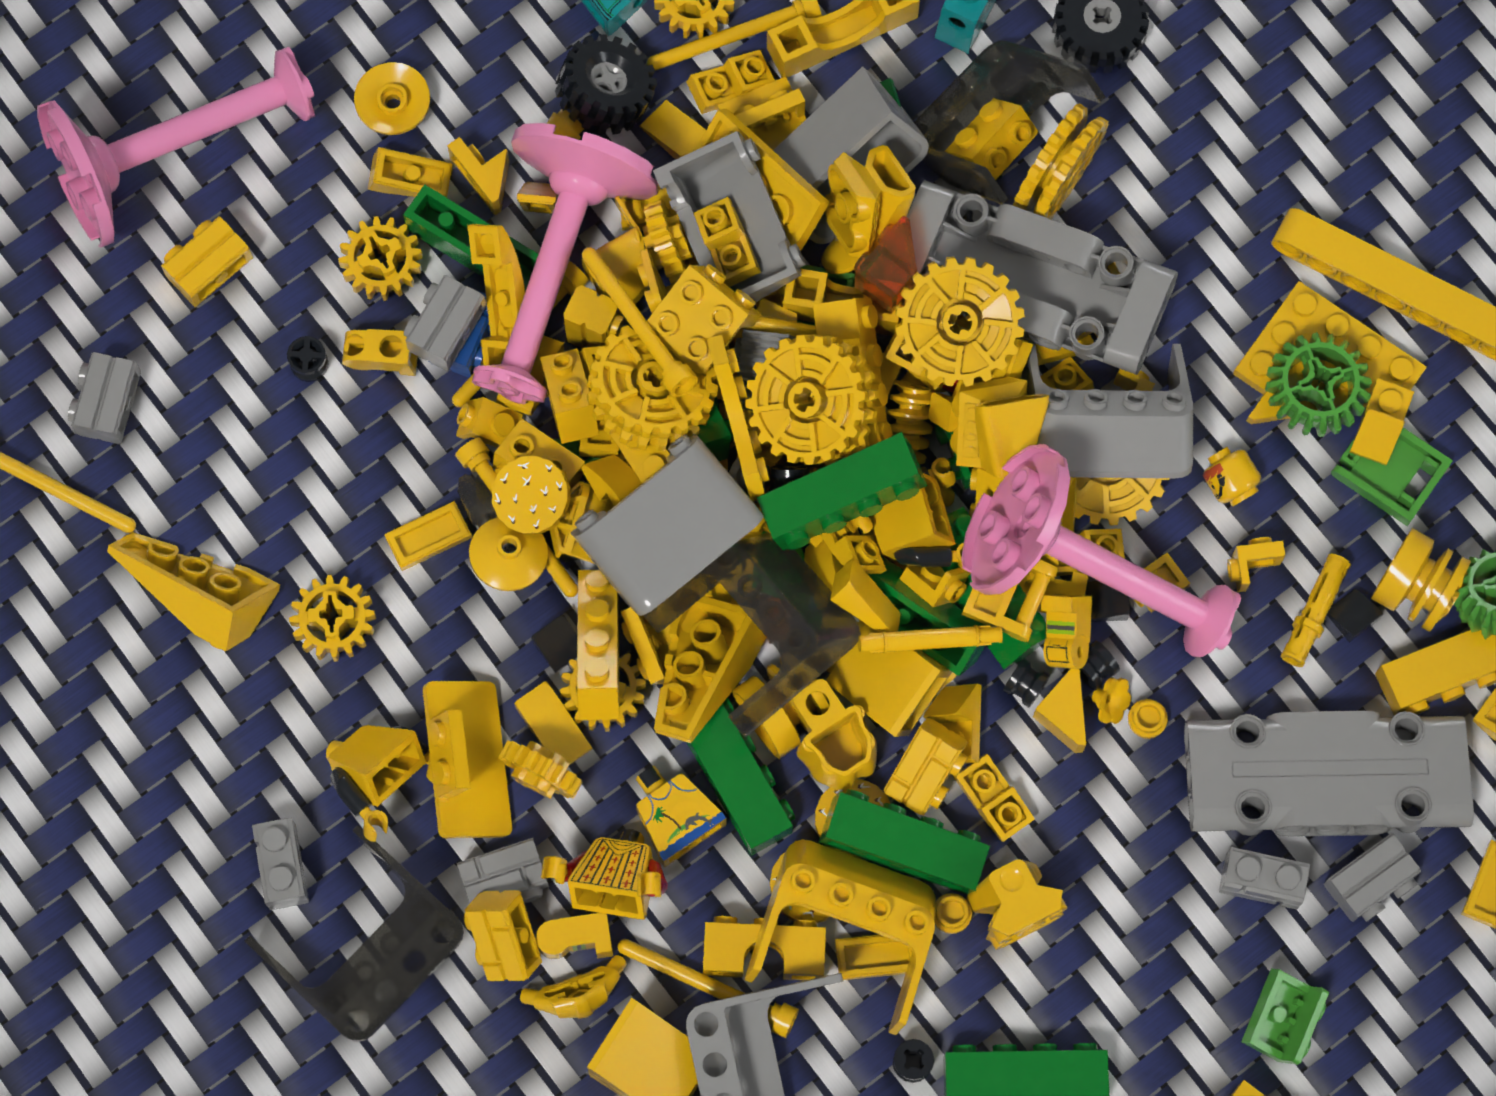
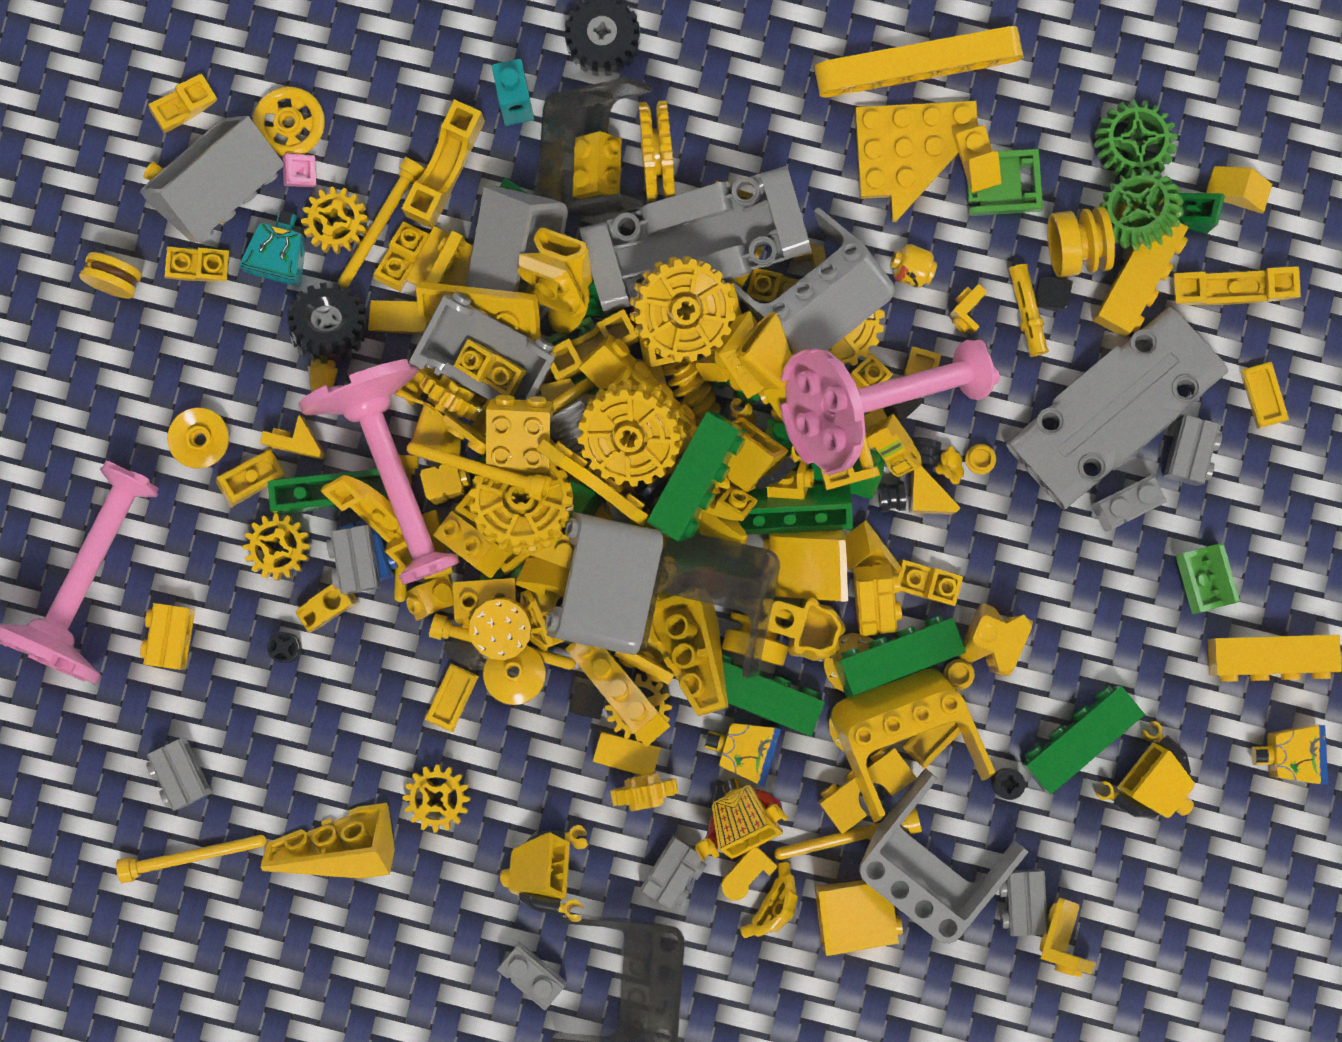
camera: 35 degrees left, 10 degrees up
(465, 760) = (591, 820): yellow bracket -> none
(502, 935) = (705, 912): yellow brick -> none
(537, 197) = (342, 429): yellow slope -> none
(864, 599) = (763, 531): yellow slope -> none
(888, 266) = (608, 305): clear orange slope -> none
(930, 639) = (822, 524): yellow piece -> none
(1313, 369) = (933, 172): bright green gear -> none

